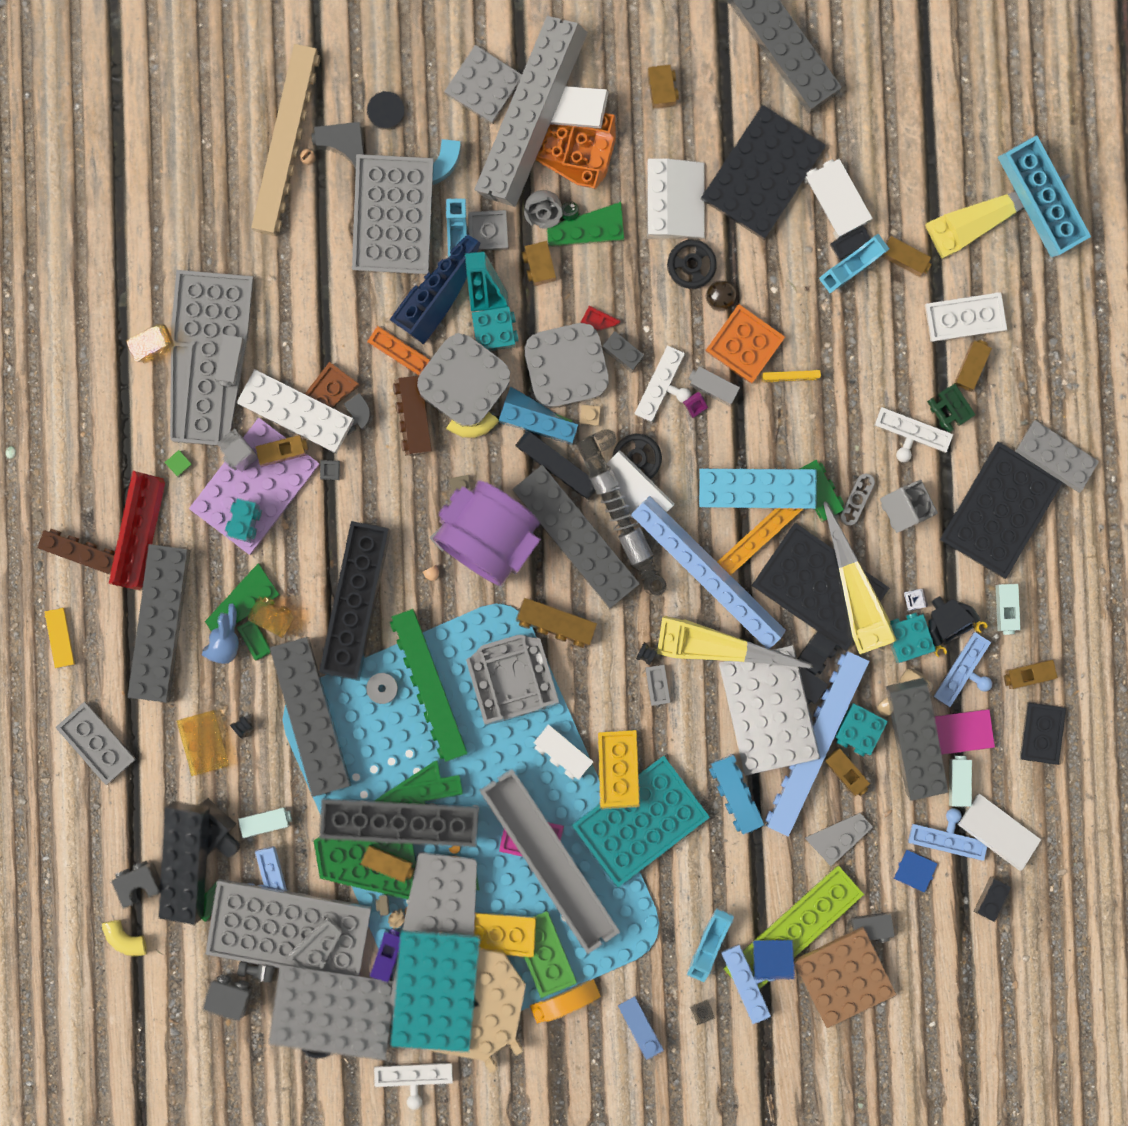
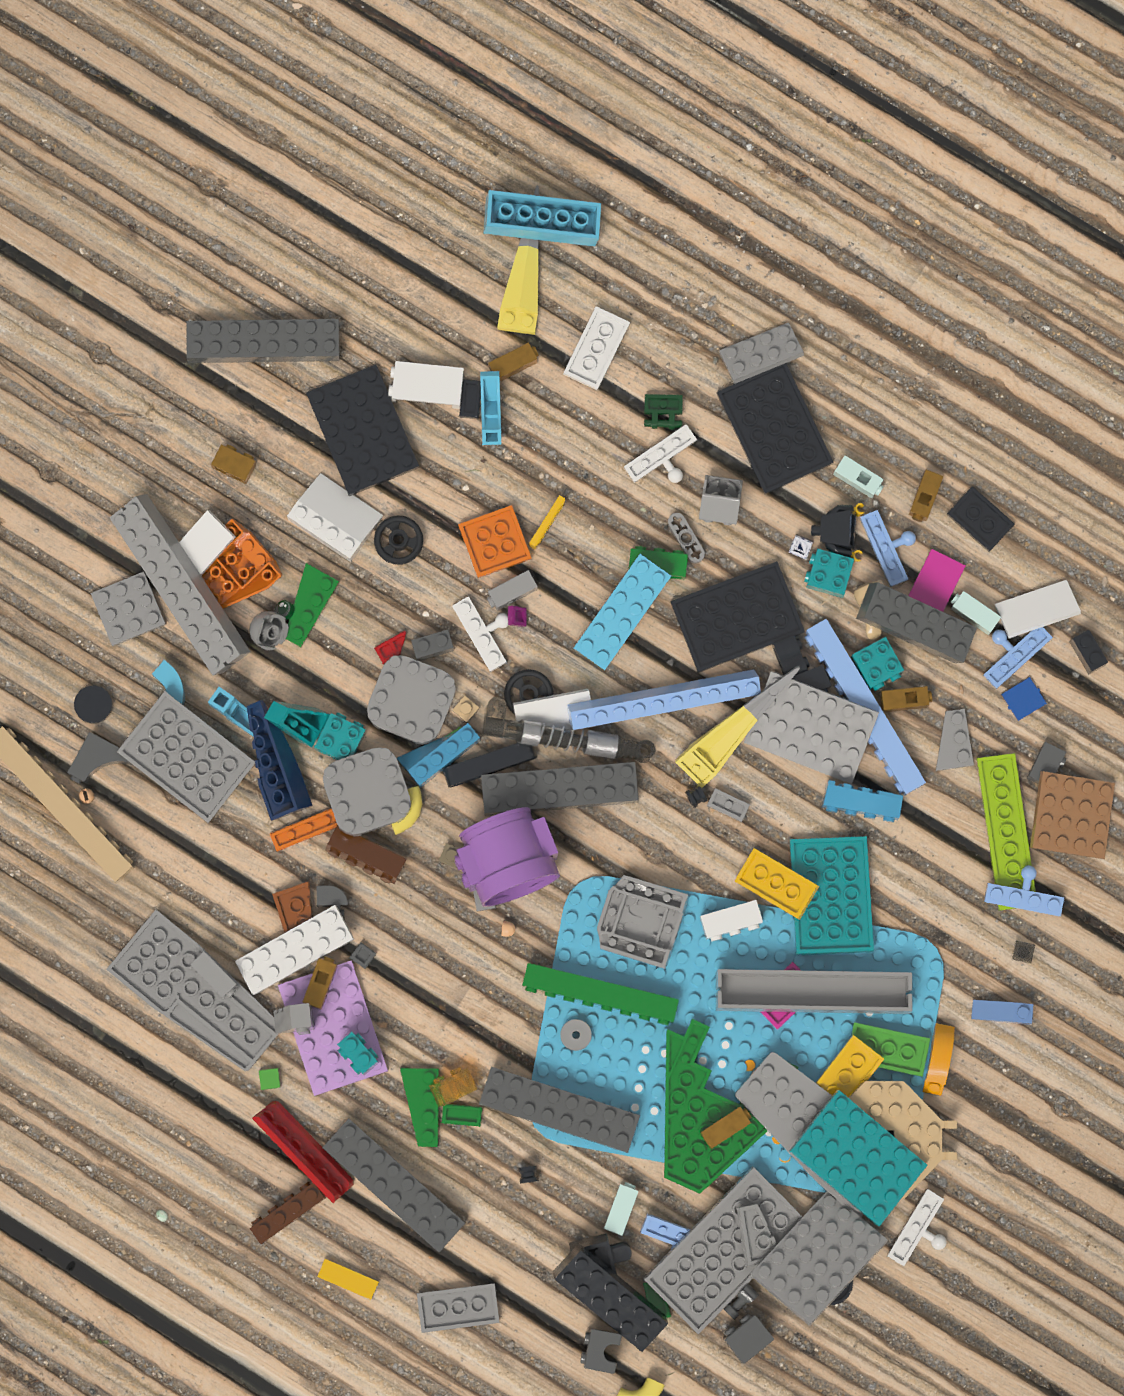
camera: 55 degrees left, 5 degrees down
(150, 343) = (153, 1032): clear yellow brick -> none
(203, 743) = (519, 1217): clear yellow plate -> none
(223, 640) = (445, 1139): medium blue piece -> none
(355, 601) = (488, 1007): black brick -> none
(382, 904) = (756, 1155): dark tan plate -> none
(386, 955) = (801, 1180): dark purple brick -> none
(396, 918) = (776, 1152): tan plate -> none
(398, 822) = (698, 1093): dark grey brick -> none
(489, 229) = (253, 685): light grey plate -> none
(540, 263) = (310, 664): pearl gold brick -> none
(556, 622) = (618, 853): pearl gold brick -> none
(709, 945) = (971, 907): medium azure arch -> none
(720, 295) = (440, 534): dark brown helmet -> none
(757, 538) = (662, 641): light orange plate -> none
(773, 959) = (1019, 862): blue tile -> none
(866, 615) = (787, 594): light yellow plate -> none
(973, 365) = (640, 369): pearl gold brick -> none

